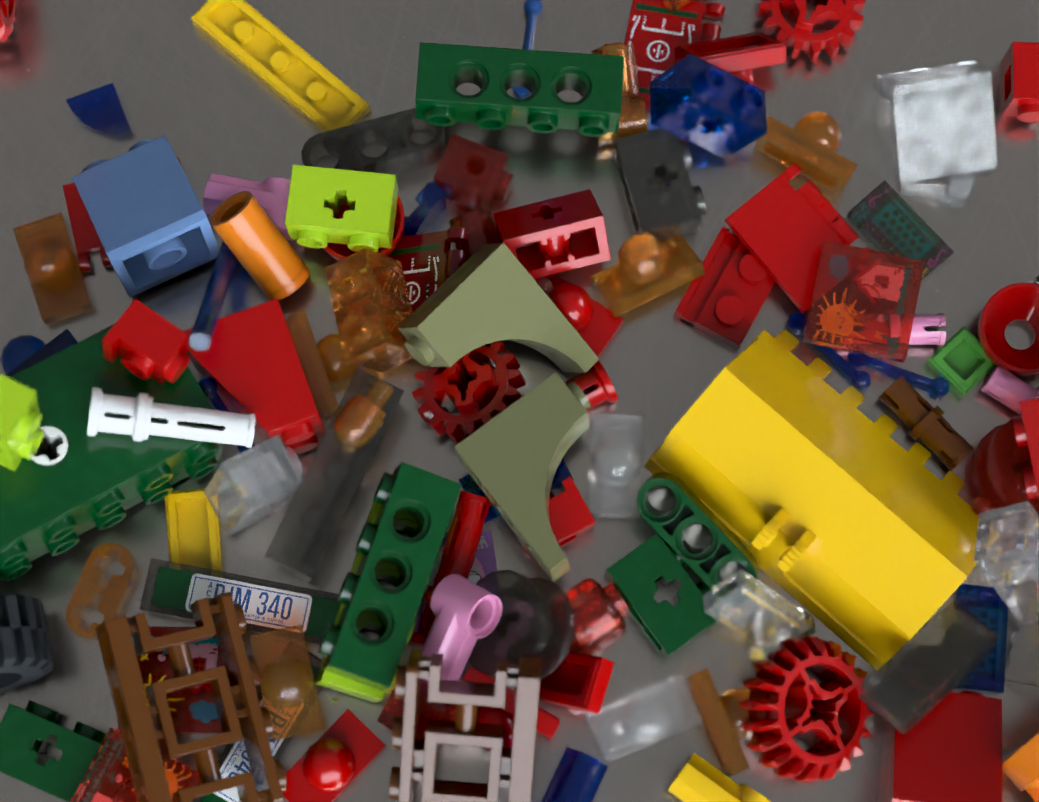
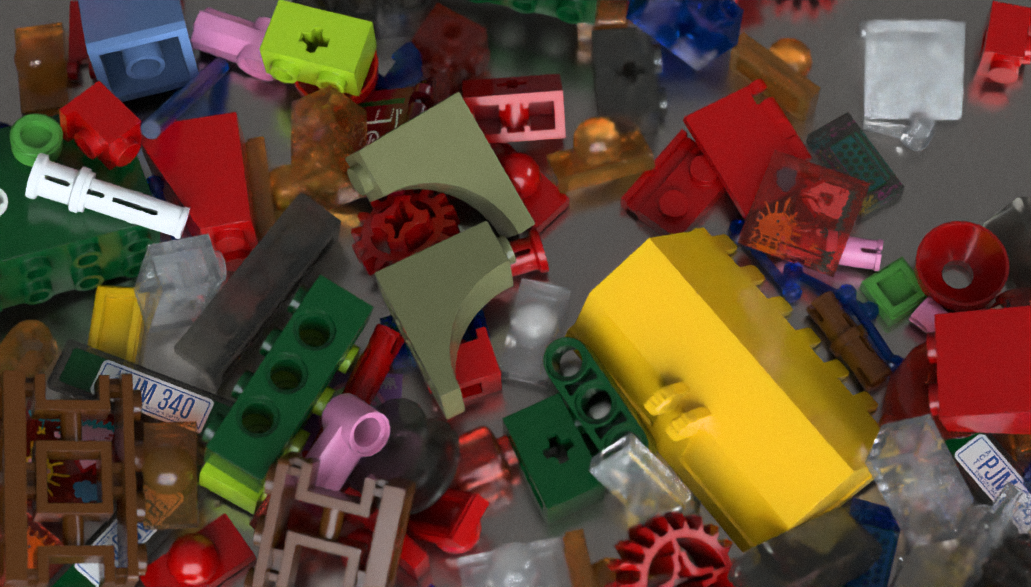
camera: 15 degrees right, 10 degrees down
(80, 368) = (34, 135): none -> bright green tile
(259, 245) = (235, 72): orange pin -> none
(362, 416) = (294, 233): clear orange cylinder -> none
(918, 376) = (847, 294): none -> clear blue hinge

